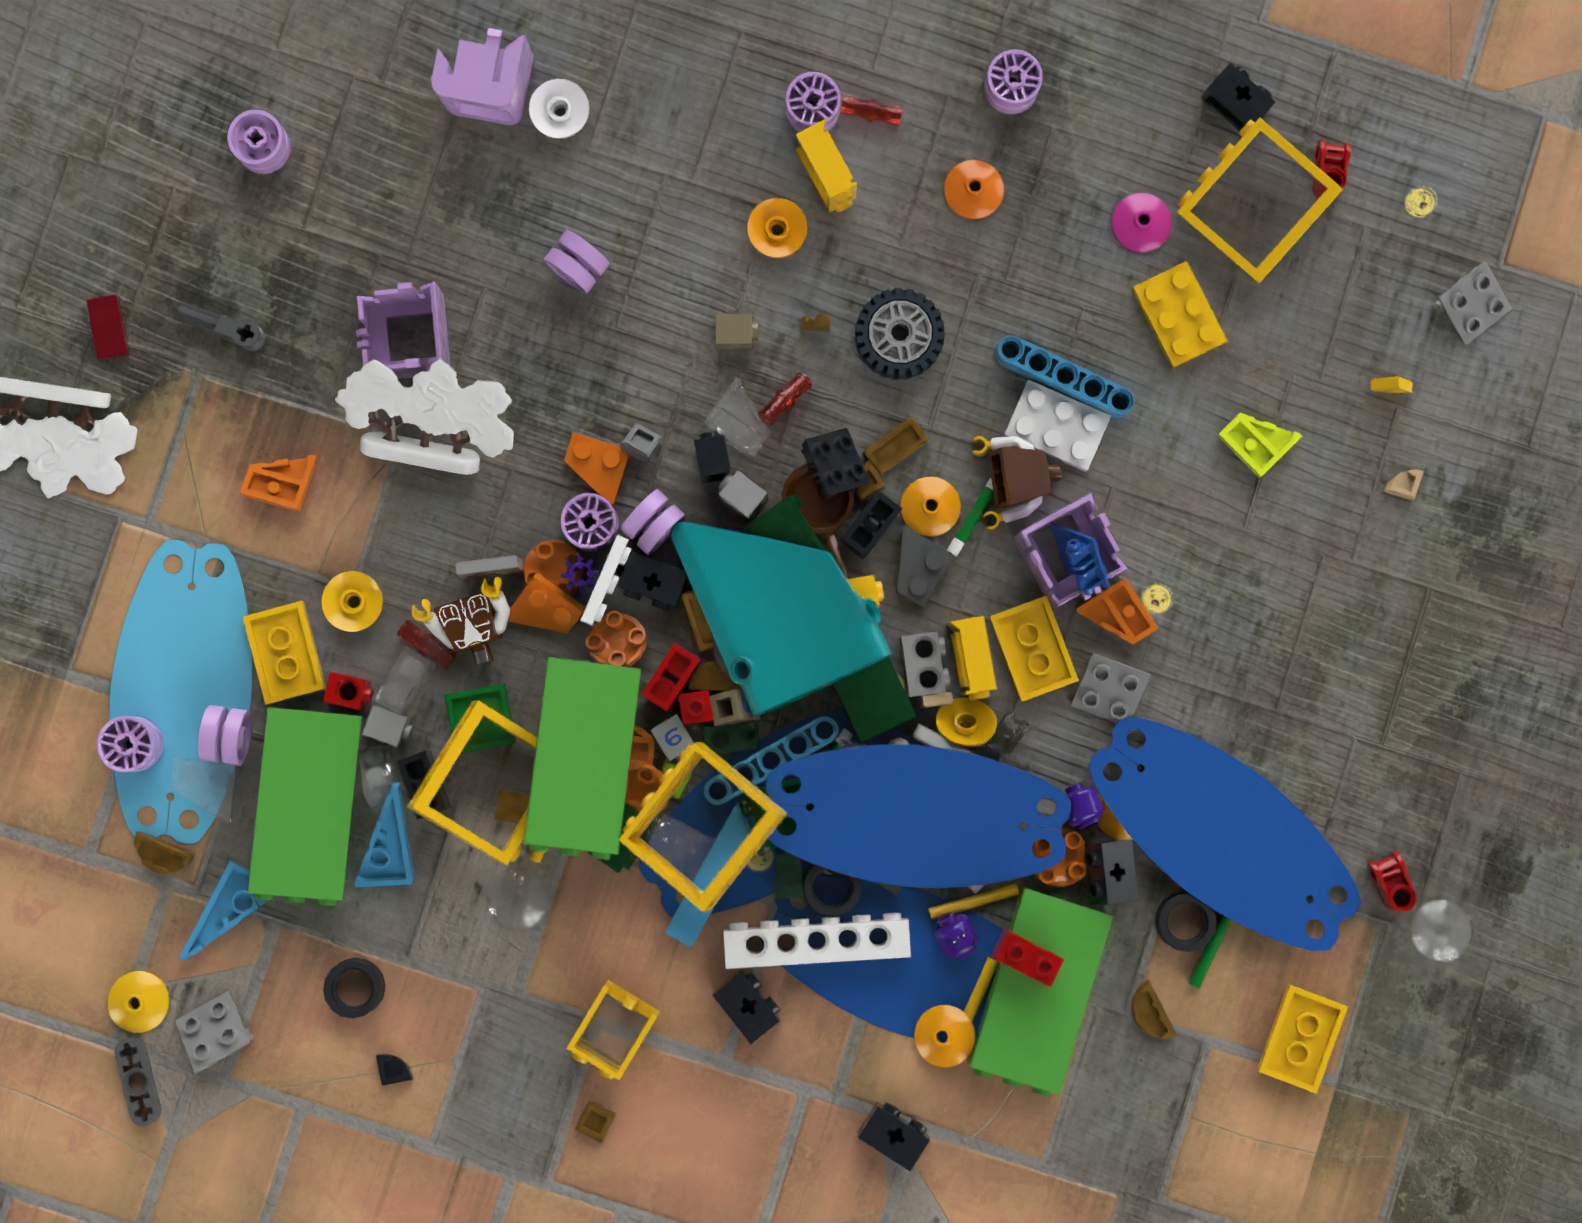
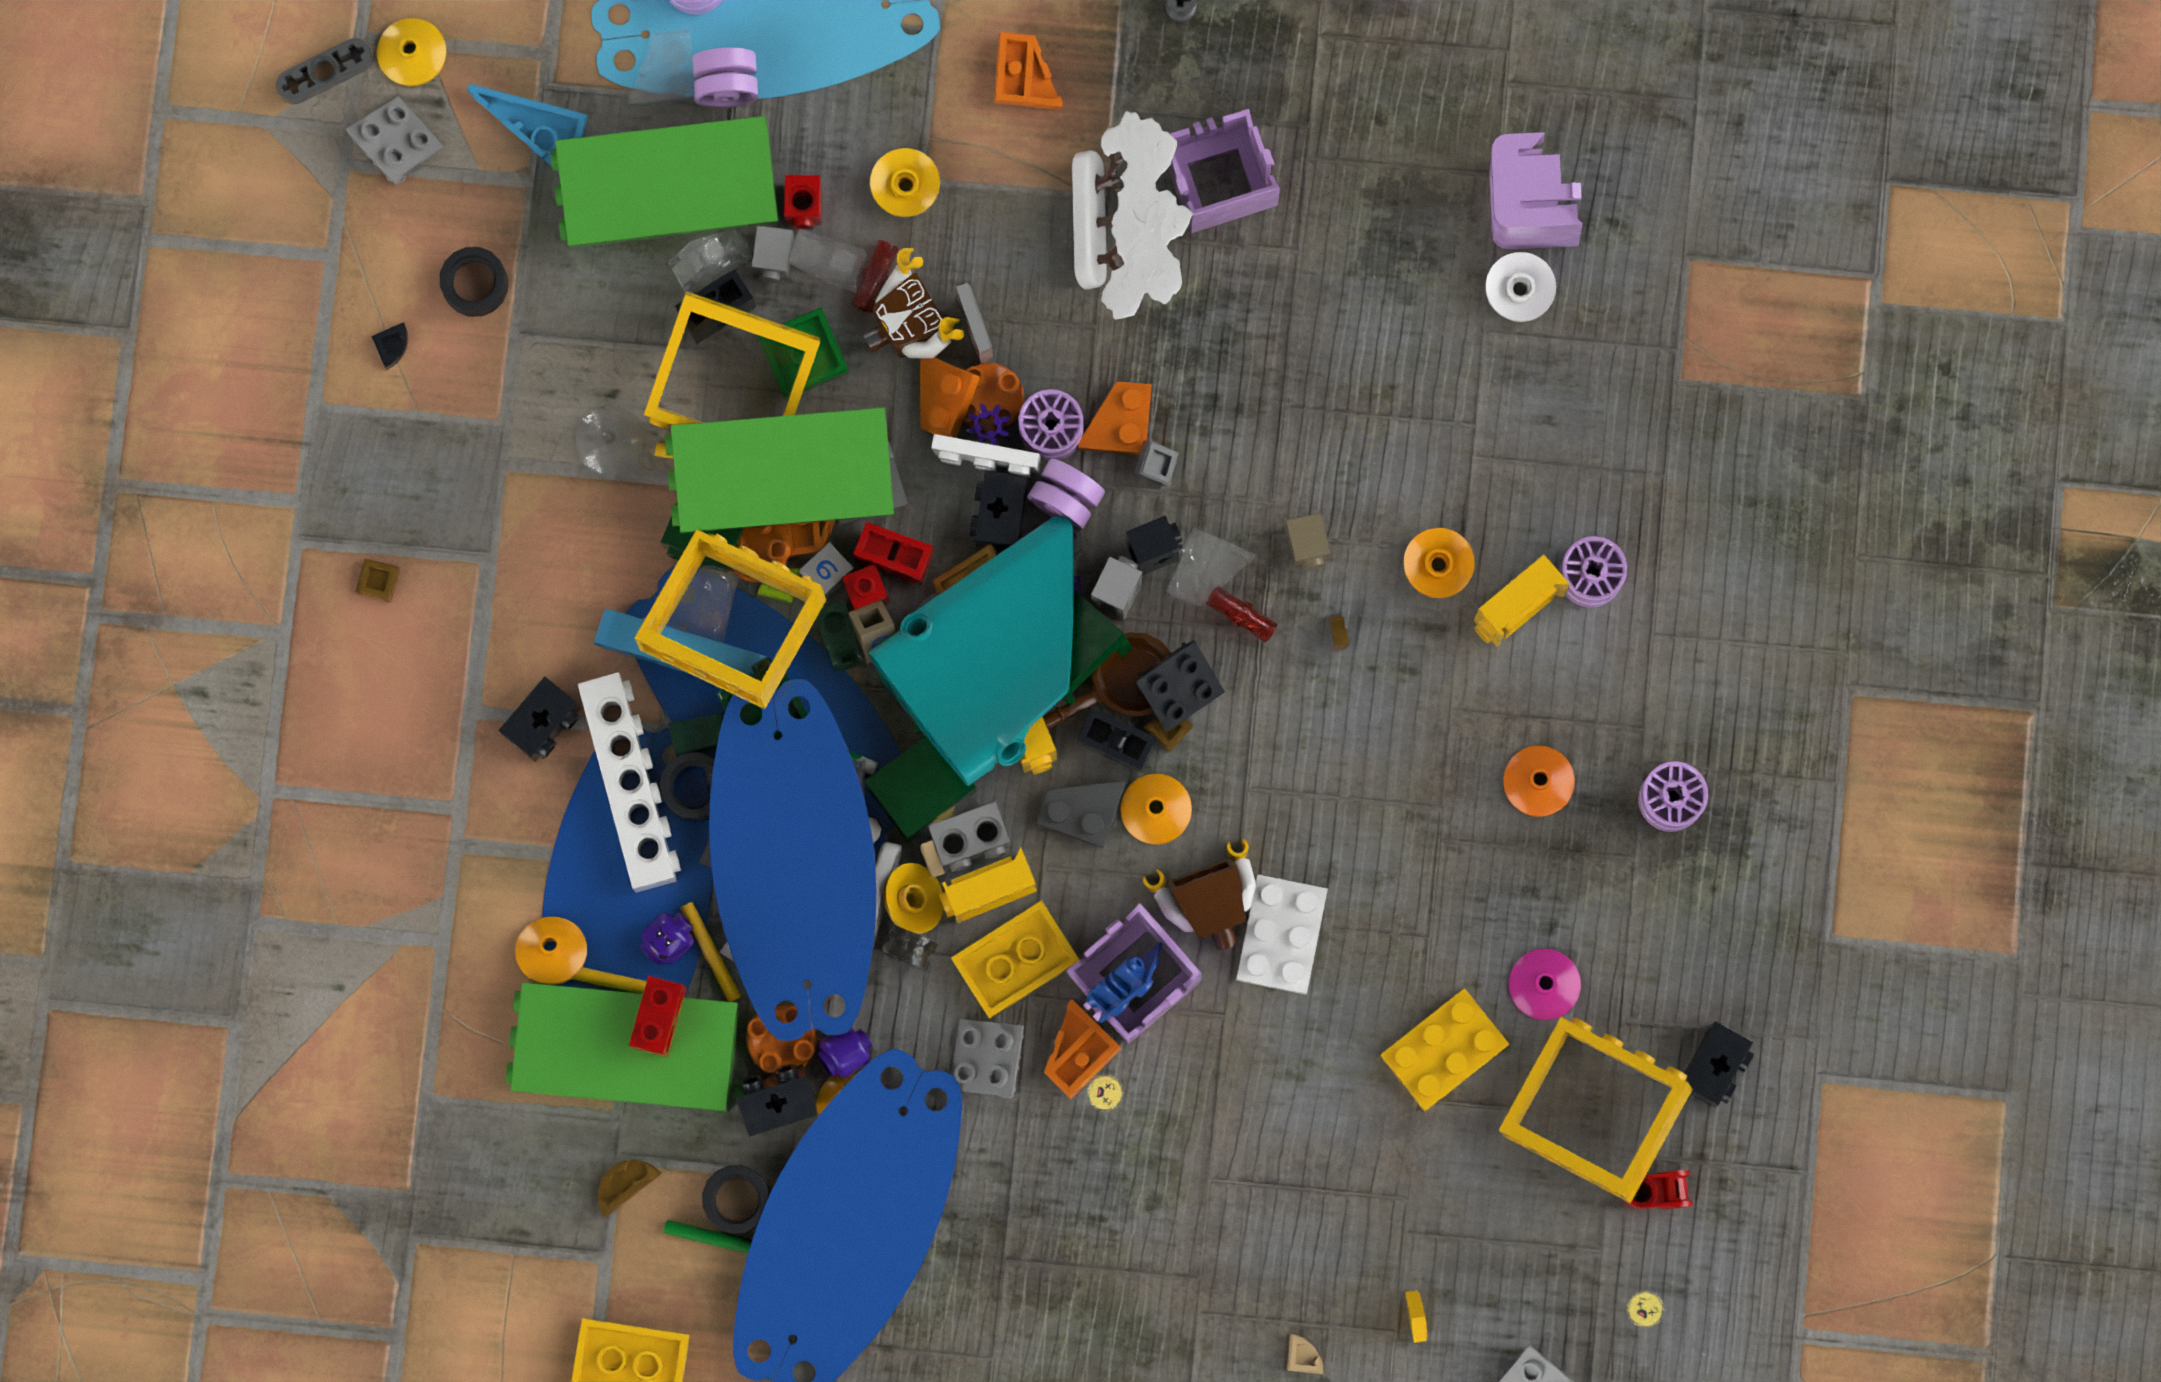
camera: 85 degrees right, 5 degrees down
(161, 855) = (578, 39): pearl gold tile -> none
(284, 652) = (831, 122): yellow plate -> none
(389, 851) = (630, 285): dark azure wing -> none
(511, 806) = (711, 406): pearl gold tile -> none
(576, 261) = (1345, 344): lavender wheel -> none
(612, 1031) = (483, 575): window -> none
(616, 640) = (923, 485): orange dish -> none
(712, 678) = (903, 599): pearl gold tile -> none
(761, 861) = (706, 699): clear tile -> none
(780, 747) = (838, 697): dark azure beam -> none
(871, 110) = (1603, 642): clear red pin -> none
(895, 446) = (1216, 753): pearl gold tile -> none
(899, 310) = (1352, 701): wheel -> none
(902, 1151) = (423, 897): black brick -> none
(971, 520) = (1148, 858): green bar -> none
(1048, 376) = (1339, 911): dark azure beam -> none
(1257, 442) = (1313, 1171): neon yellow wing -> none

